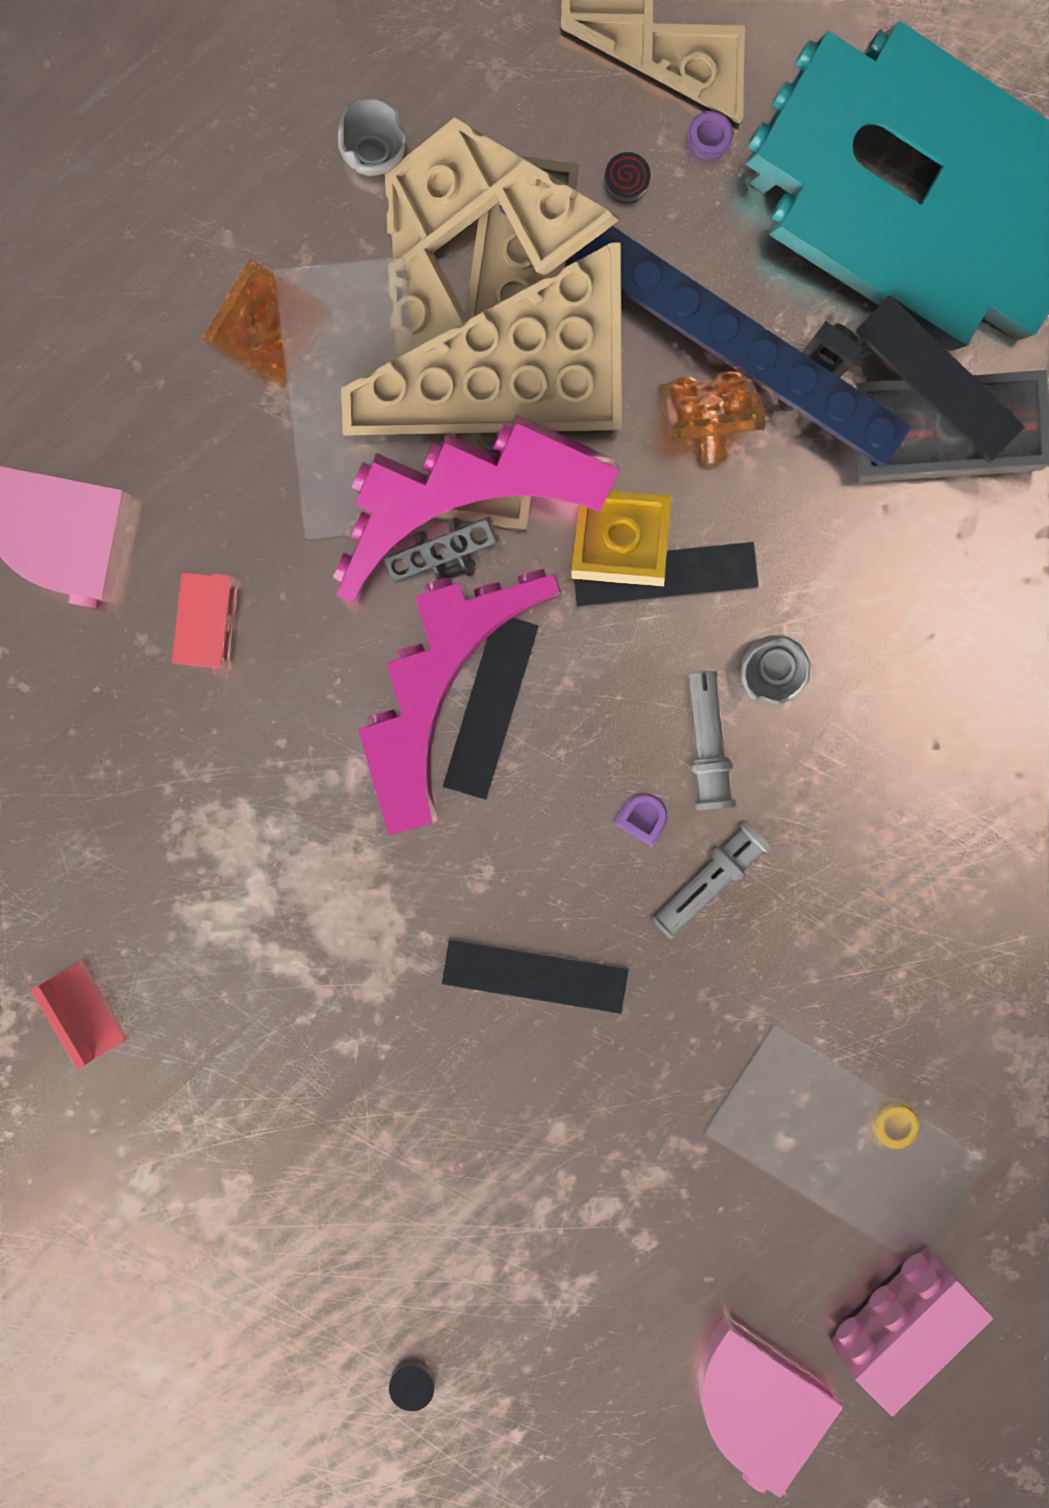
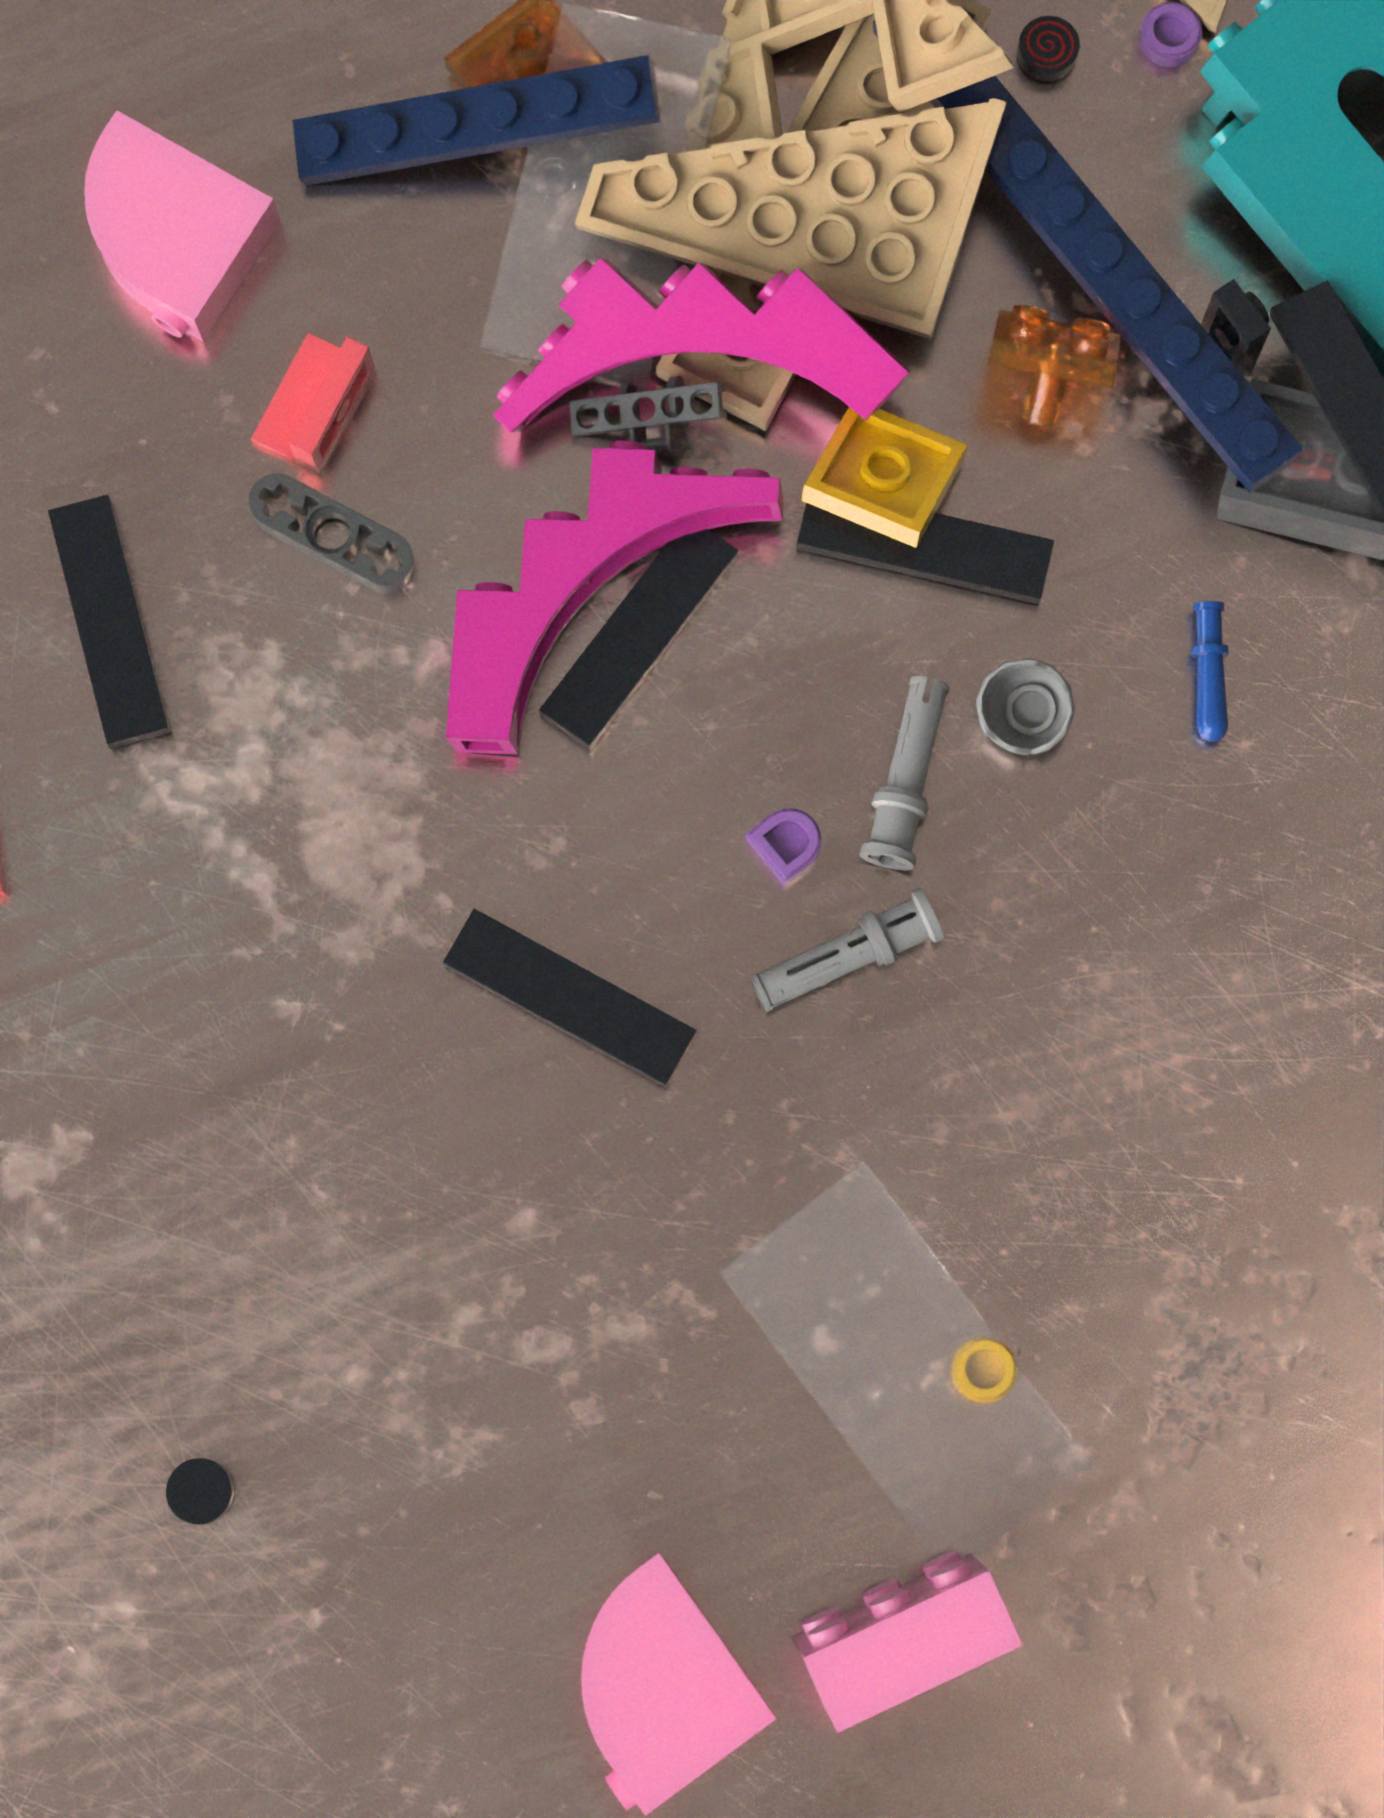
camera: 20 degrees right, 10 degrees down
(123, 826) = (109, 621): none -> black tile
(218, 717) = (284, 528): none -> dark grey beam
(244, 379) = (476, 120): none -> dark blue plate
(894, 606) = (1209, 652): none -> blue piece

